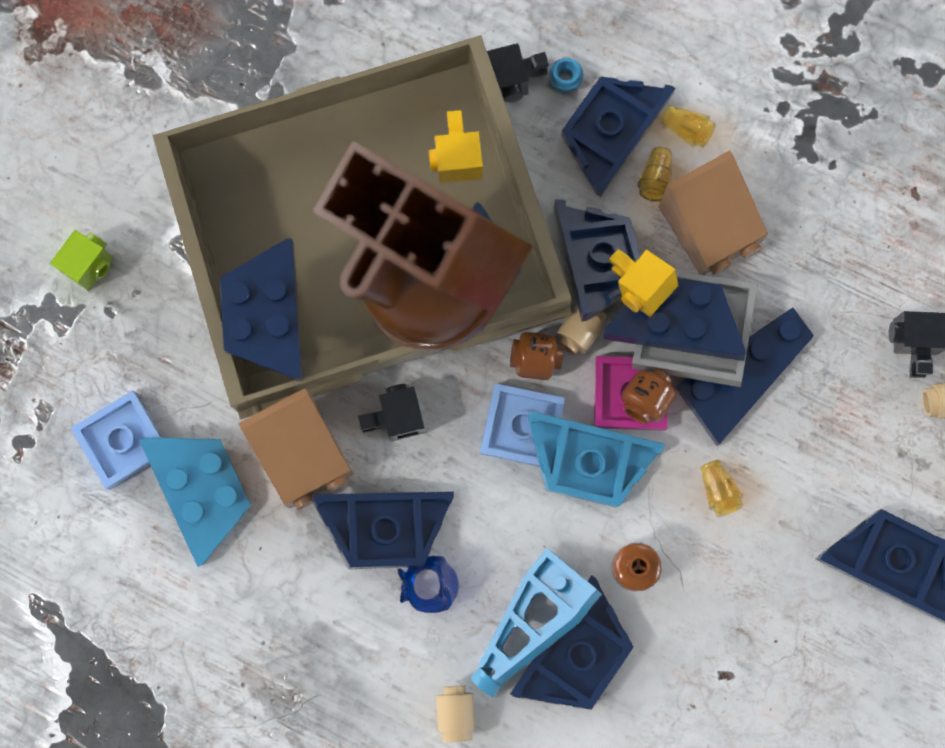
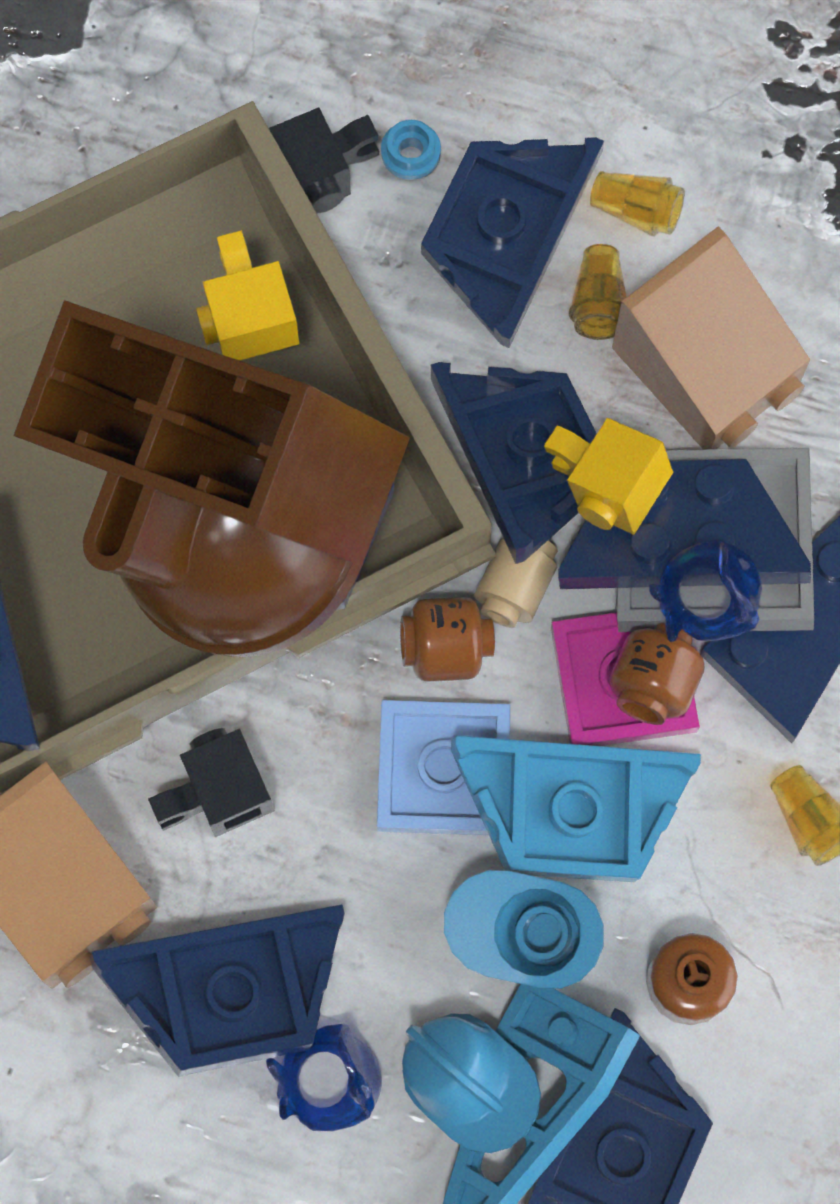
camera: 15 degrees left, 5 degrees down
(506, 601) = (470, 1082): none -> dark azure piece
(549, 524) = (524, 929): none -> dark azure piece
(703, 351) = (736, 573): none -> clear blue piece

